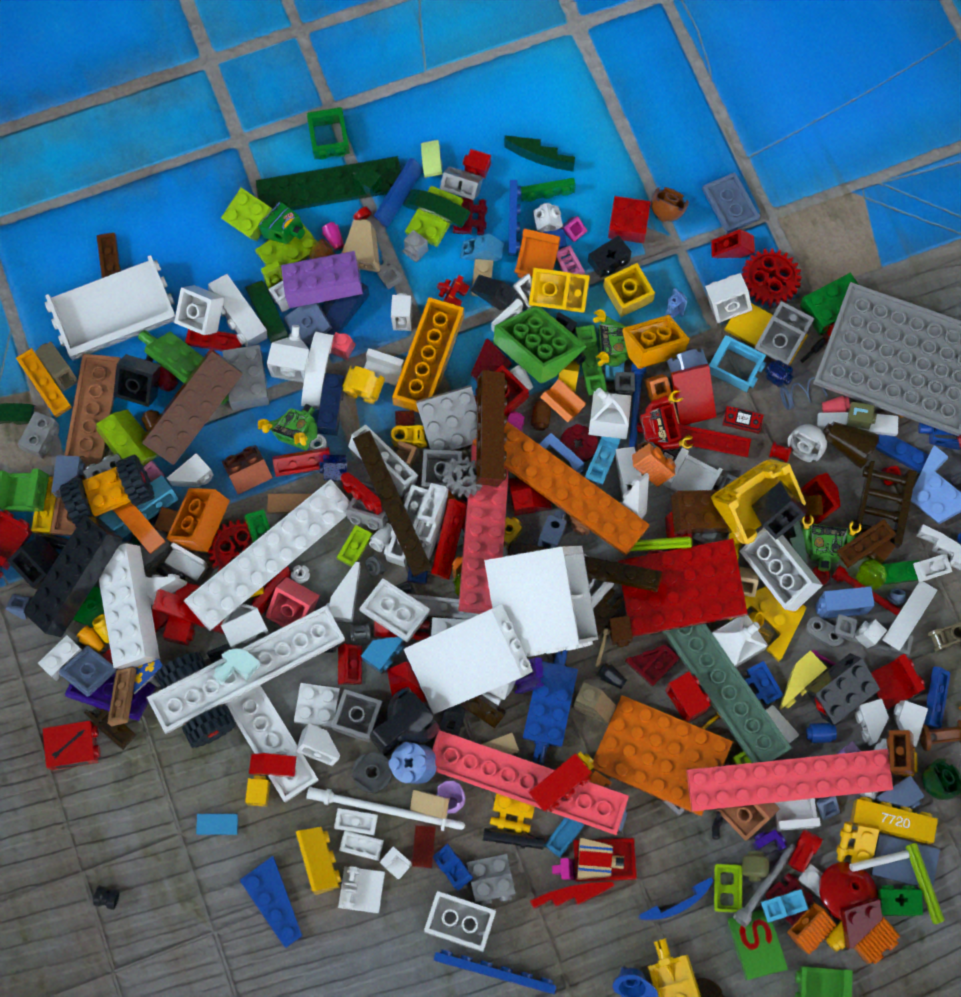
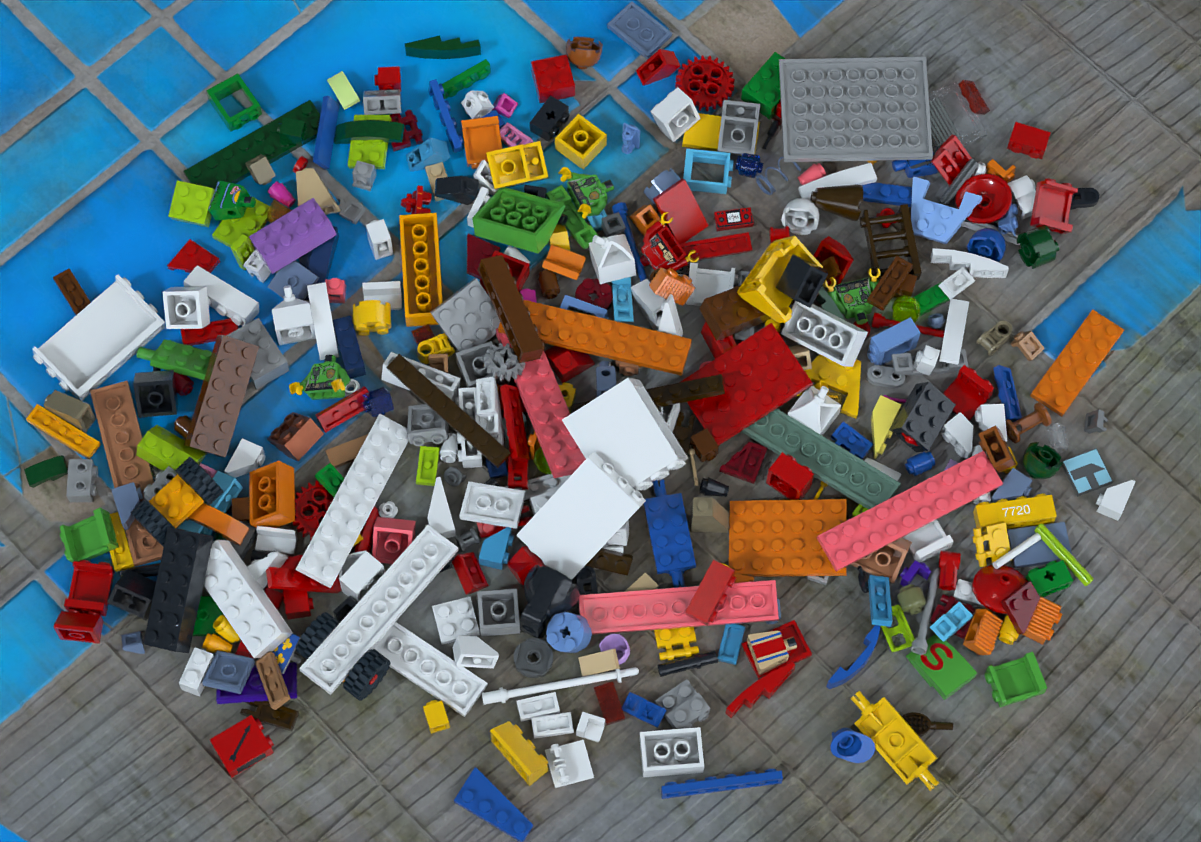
camera: 25 degrees left, 5 degrees down
(217, 824) = (410, 761): dark azure tile -> none
(229, 263) = (193, 255): none -> red wing
(236, 660) = (370, 602): light aqua brick -> none
(266, 311) = (250, 286): dark green slope -> none
(272, 765) = (440, 684): red slope -> none
(323, 205) = (260, 170): none -> dark tan brick
(361, 492) = (415, 413): red hinge -> none
(435, 584) = (517, 469): none -> red plate
(532, 680) = (642, 518): dark purple plate -> none
(566, 869) = (744, 671): dark pink tile -> none
(654, 341) = (624, 178): light orange slope -> none
(664, 543) = (708, 354): lime axle -> none
(723, 855) = (880, 601): none -> dark azure plate
(828, 807) = (953, 524): sand blue slope -> none
(861, 415) = (838, 173): olive brick -> none

